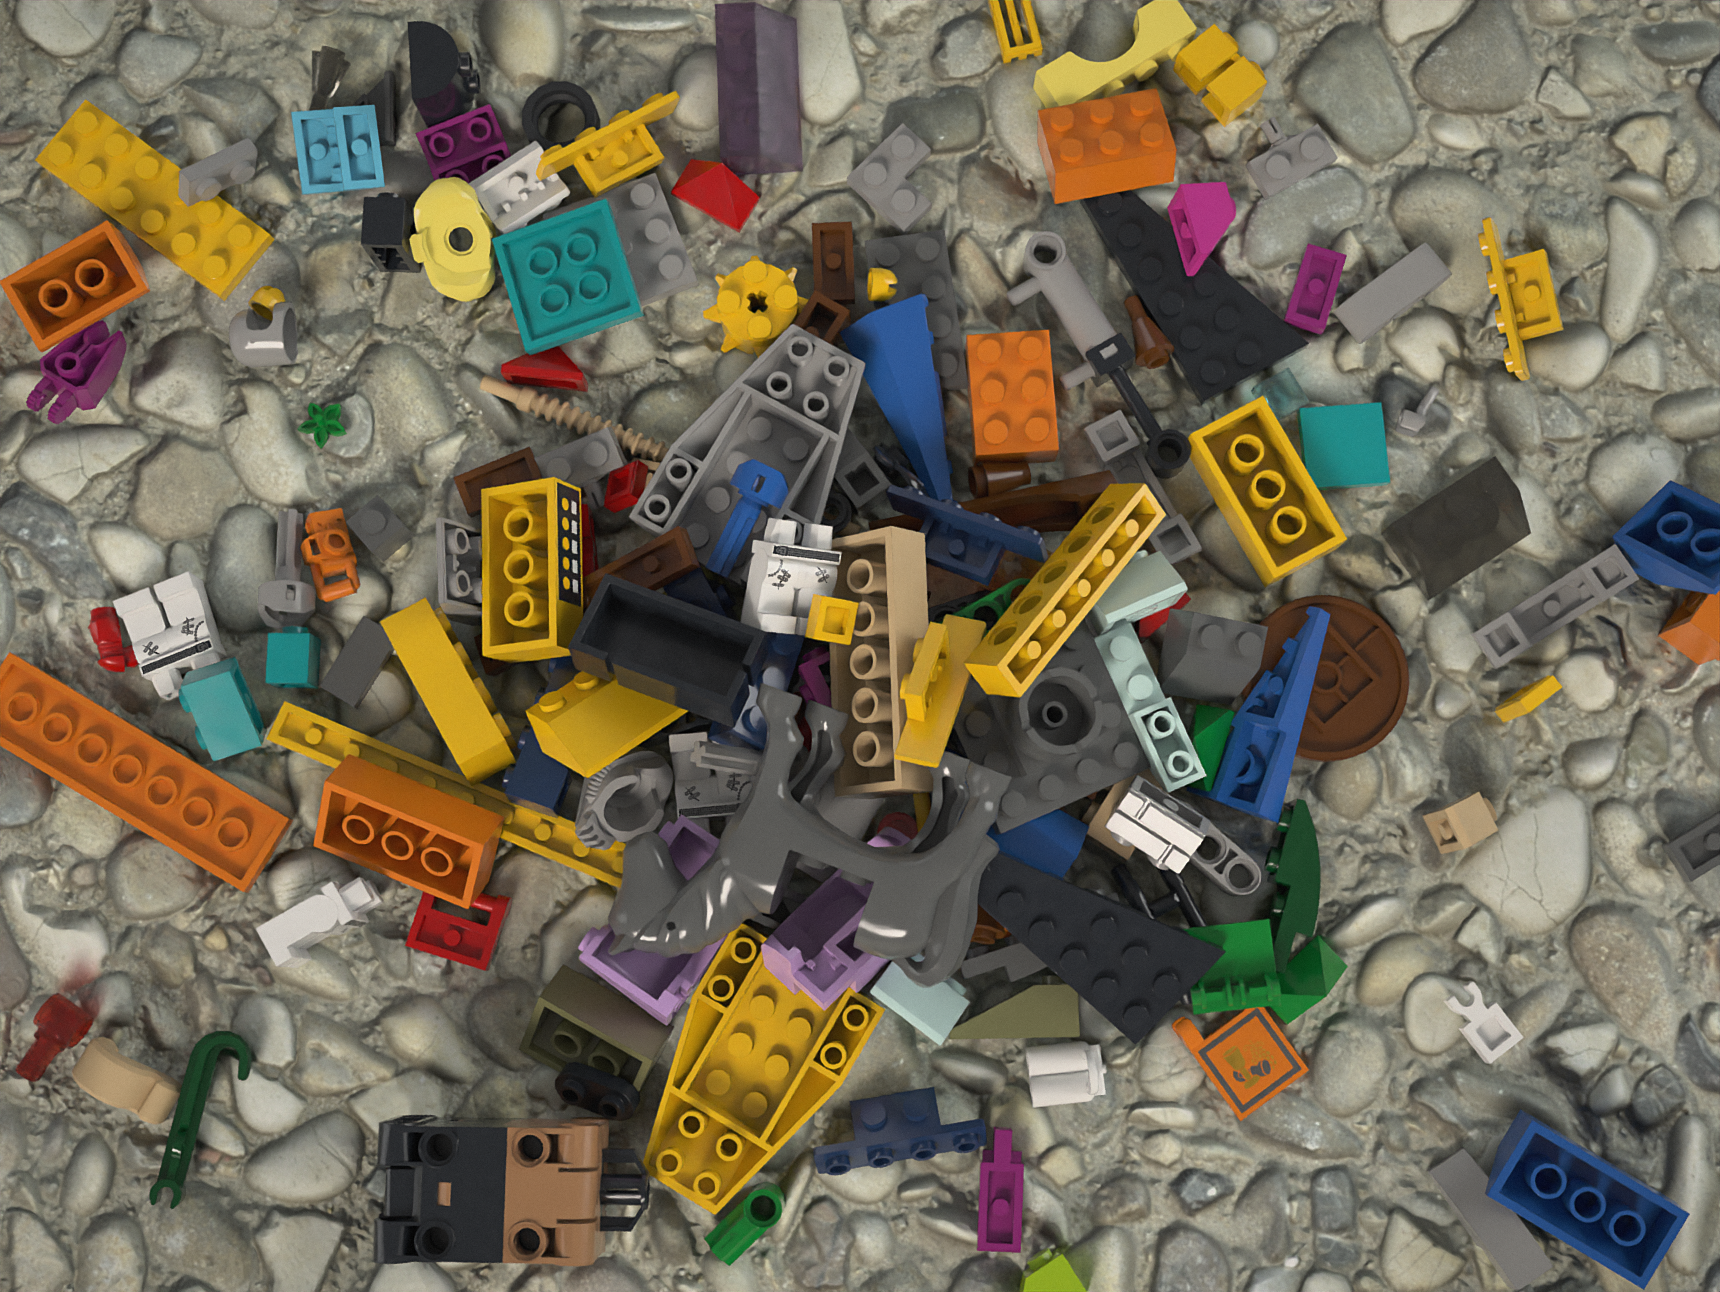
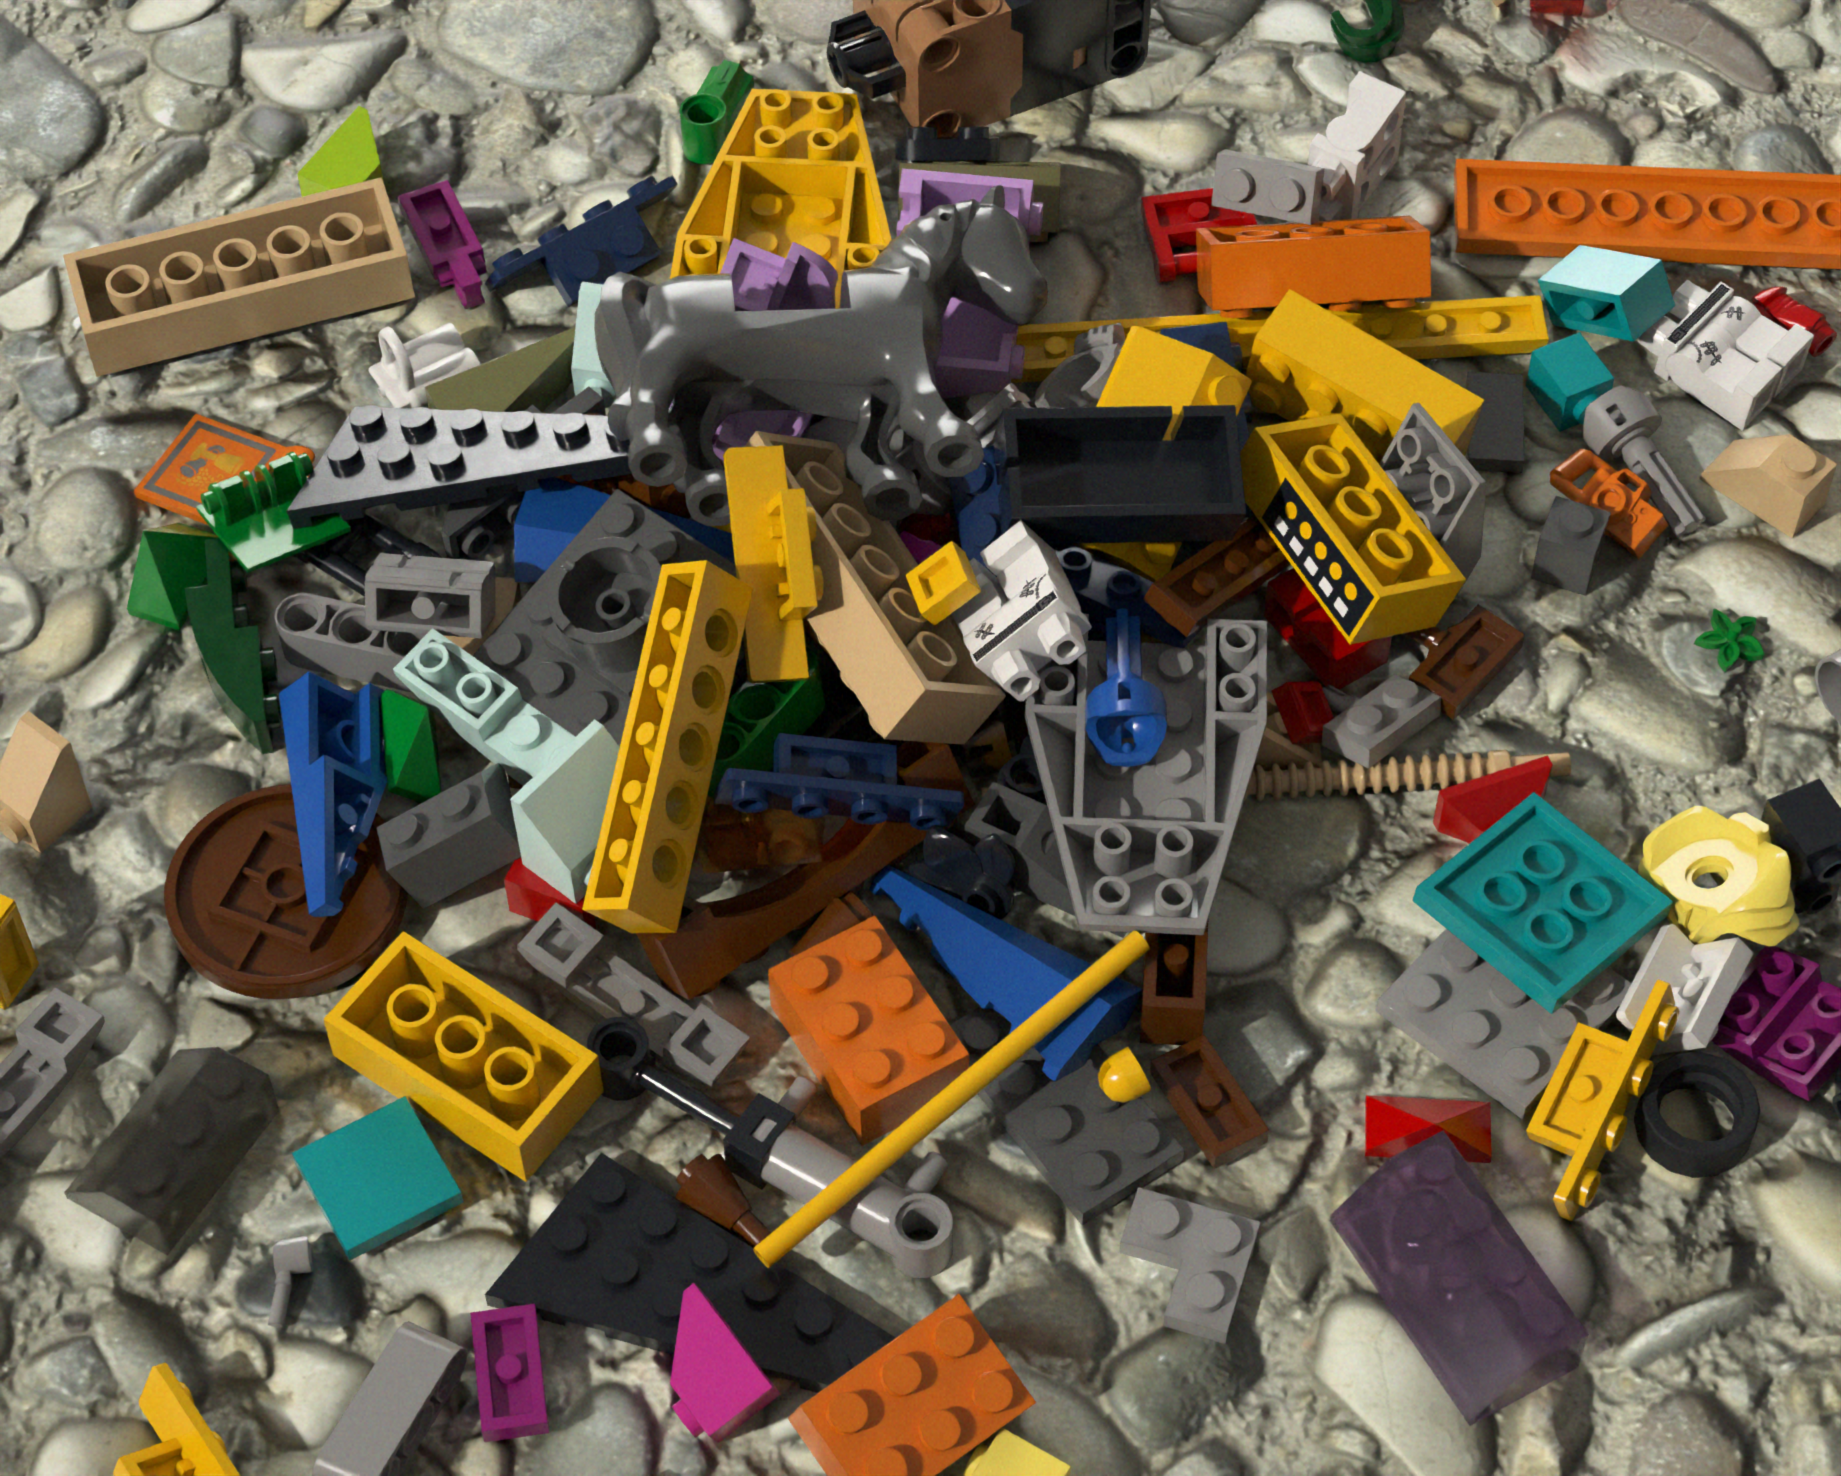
camera: 150 degrees right, 25 degrees down
(216, 520) = (1773, 479): none -> tan slope
(400, 909) = (1267, 187): none -> light grey plate
(750, 287) = (1272, 989): yellow brick -> none
(990, 305) = (950, 1099): none -> yellow piece
(1171, 1221) = (239, 276): none -> tan brick
(1282, 394) = (496, 1205): clear light blue plate -> none

